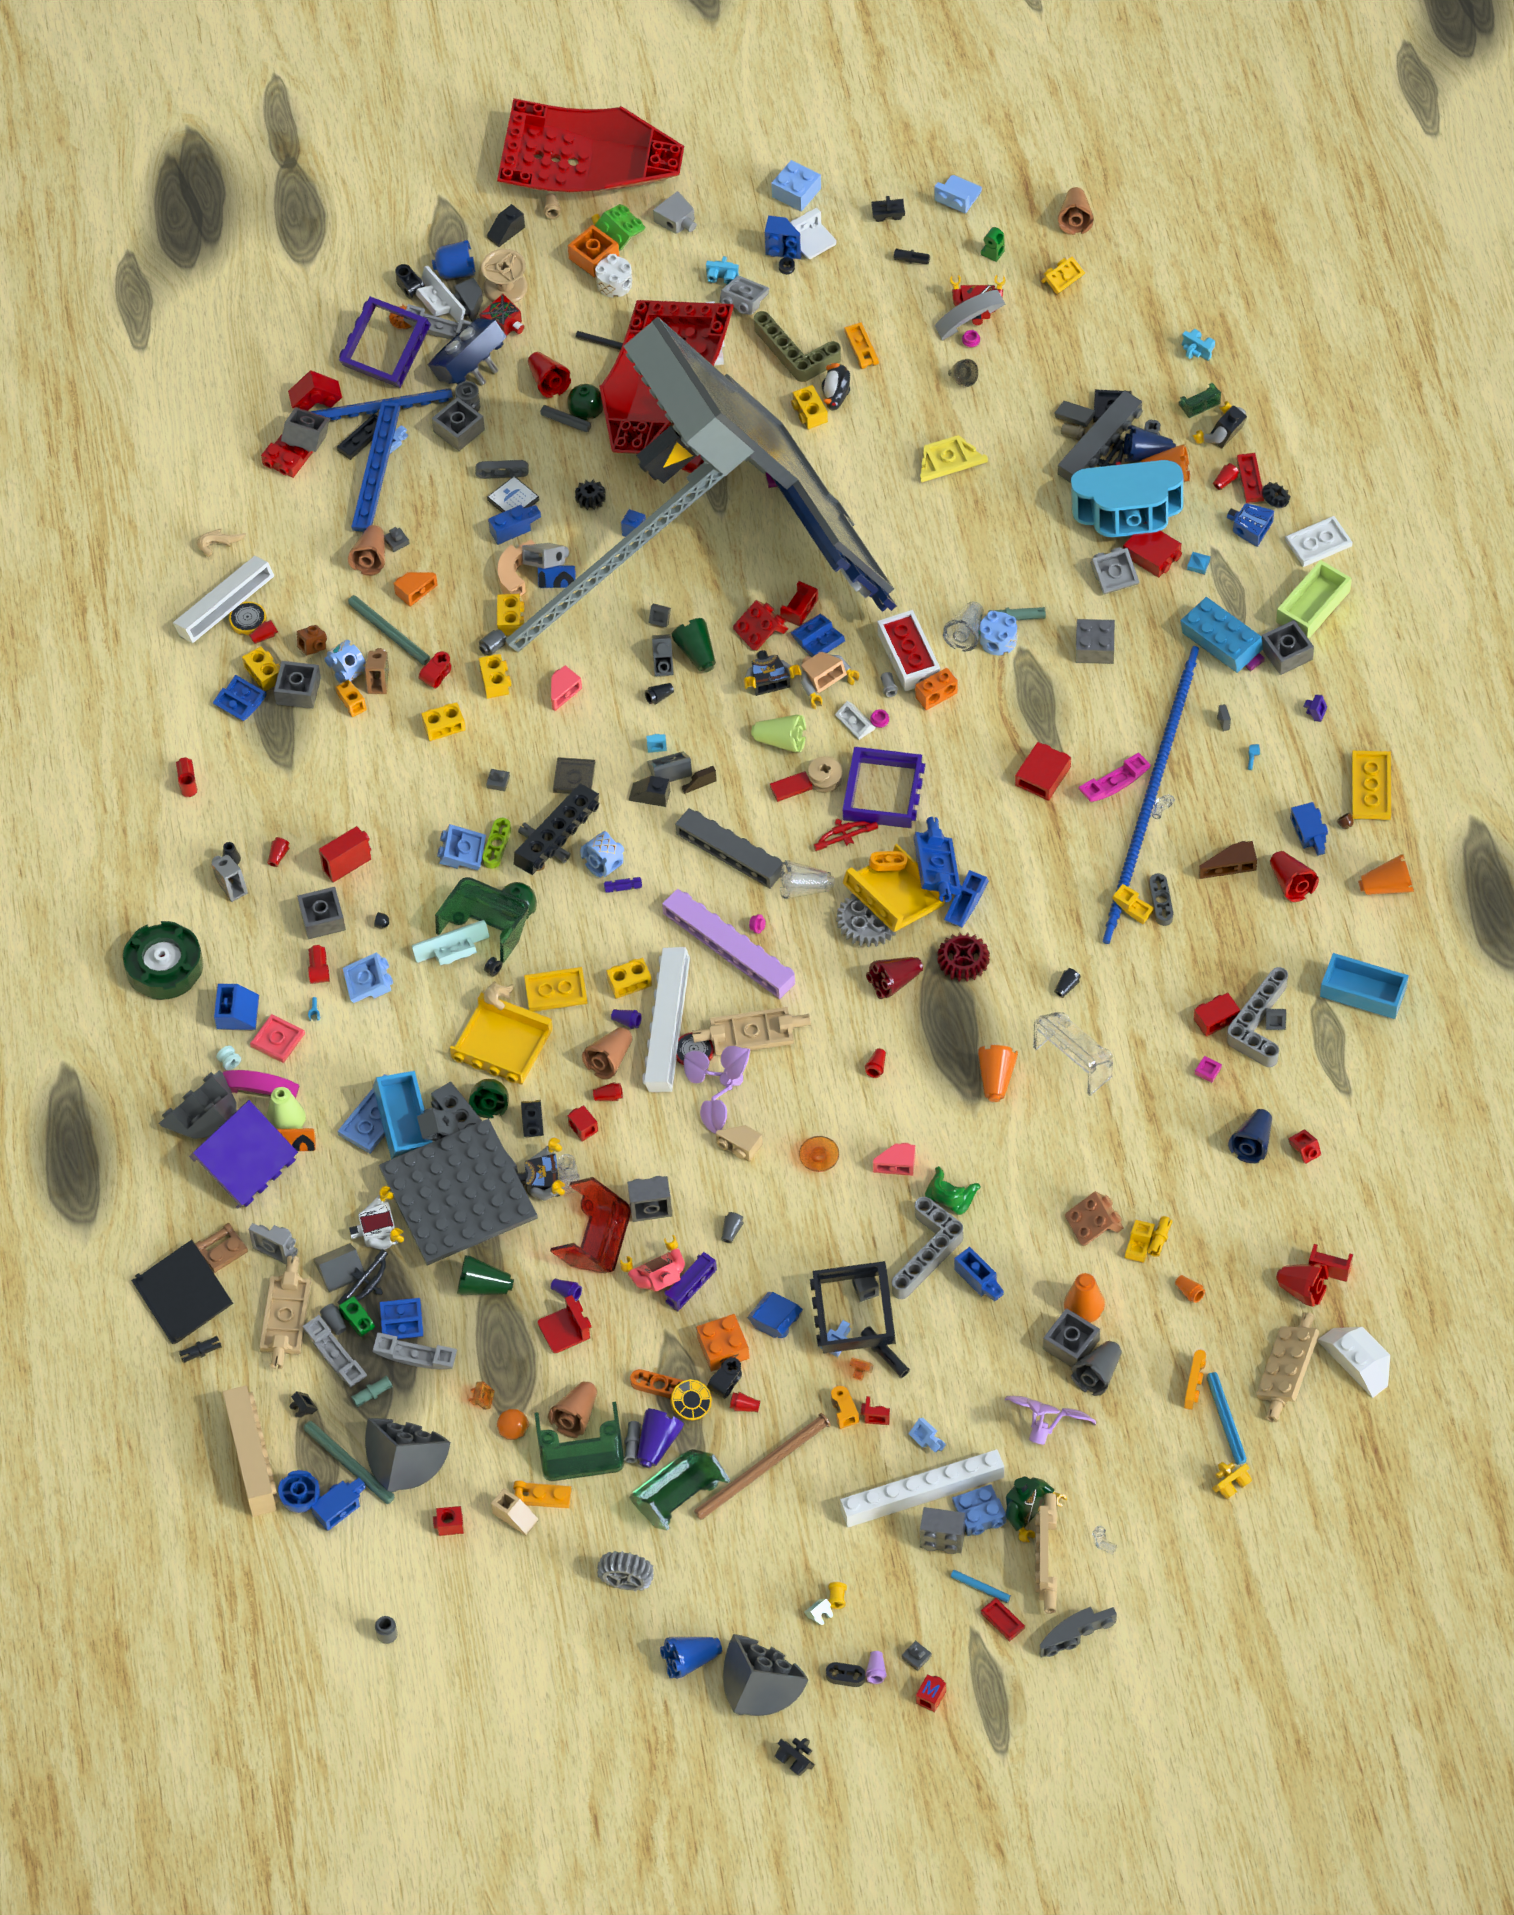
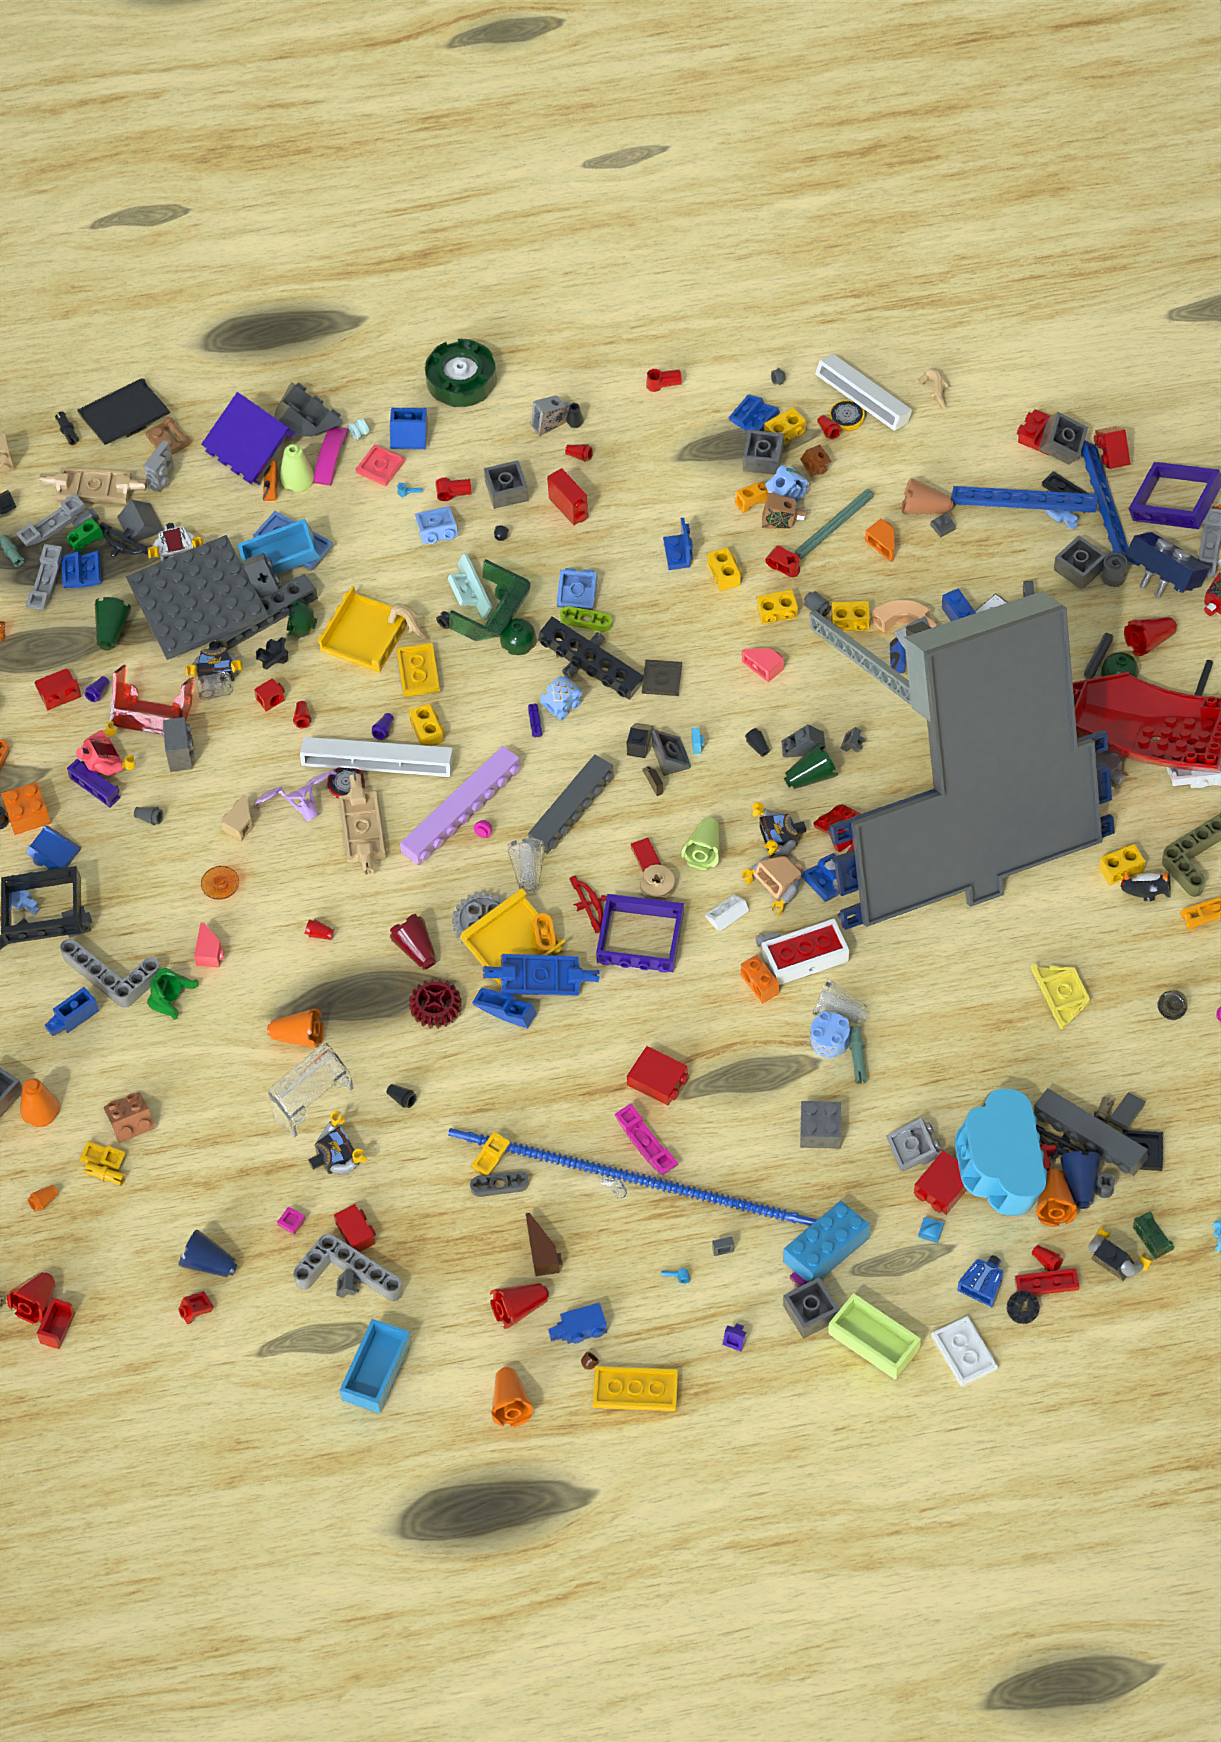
camera: 90 degrees right, 0 degrees up
(191, 676) = (778, 376): none -> dark grey plate
(413, 757) = (679, 548): none -> blue bracket
(498, 780) = (659, 617): dark grey tile -> none
(607, 1053) = (342, 710): nougat cone -> none
(879, 718) = (726, 931): dark pink plate -> none
(1132, 1033) = (335, 1149): none -> torso

